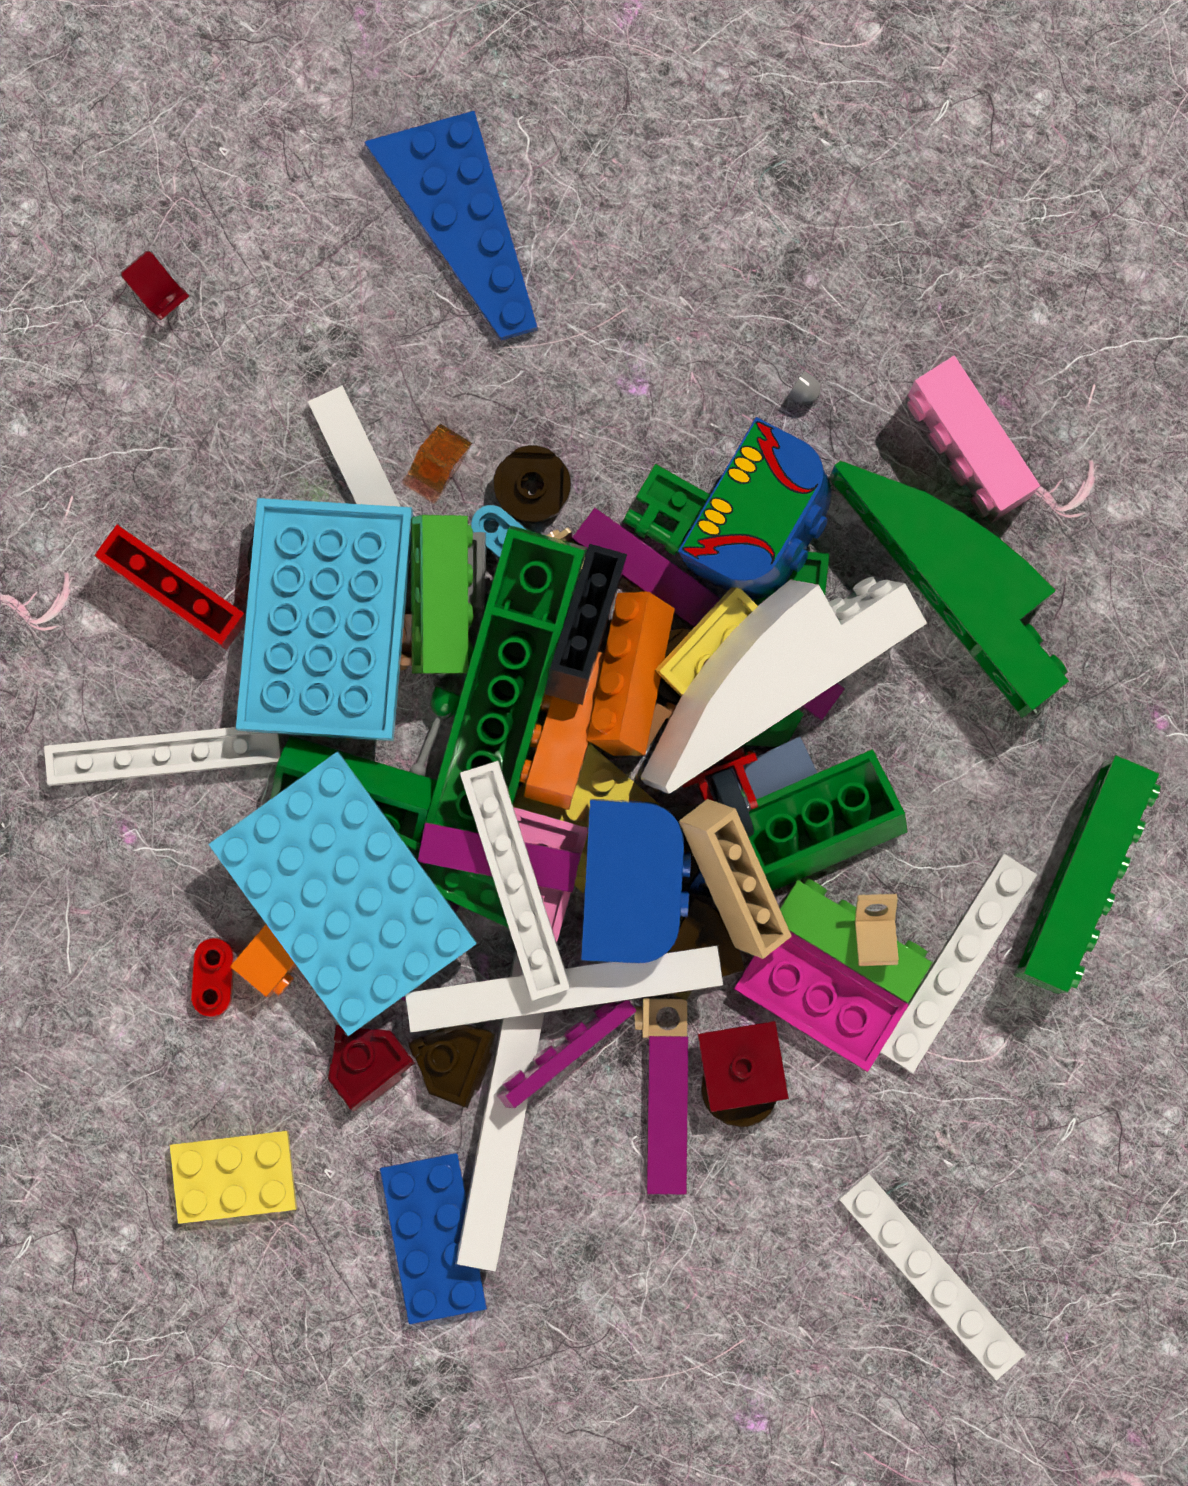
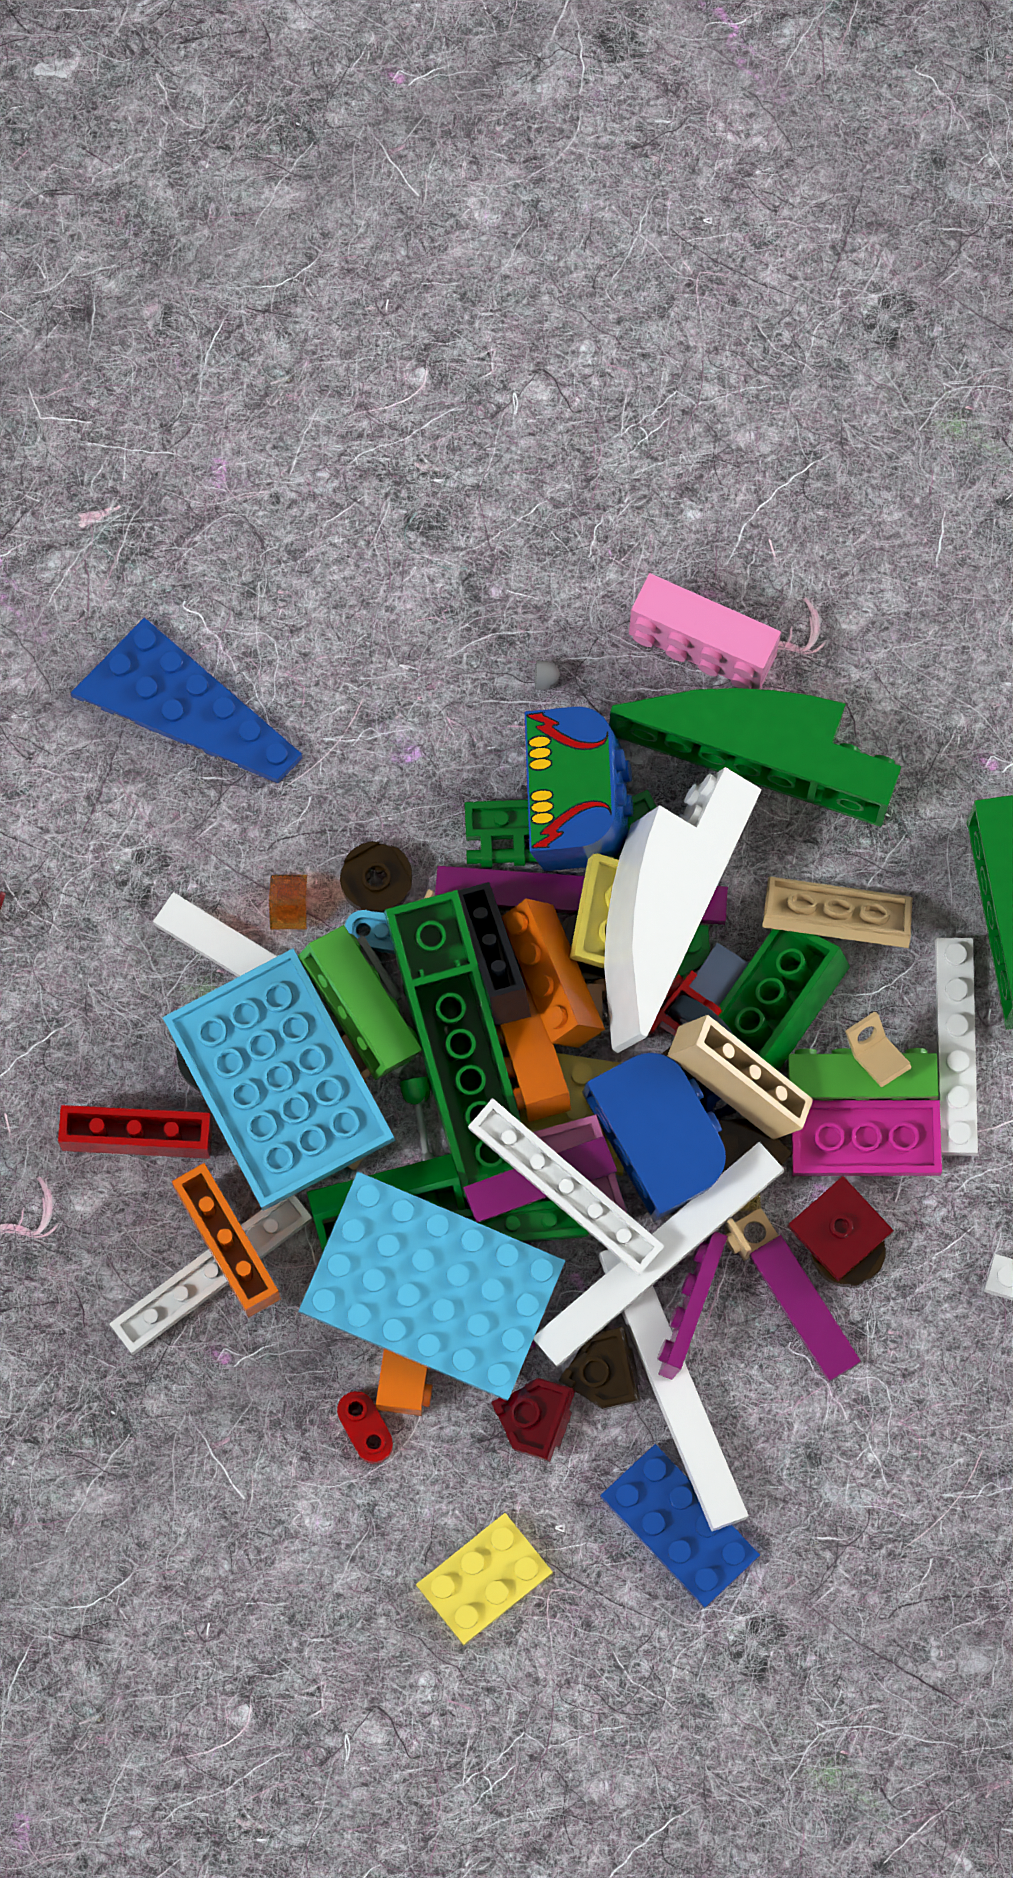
camera: 30 degrees left, 10 degrees down
(187, 738) = (226, 1240): none -> orange brick
(928, 776) = (838, 912): none -> tan tile

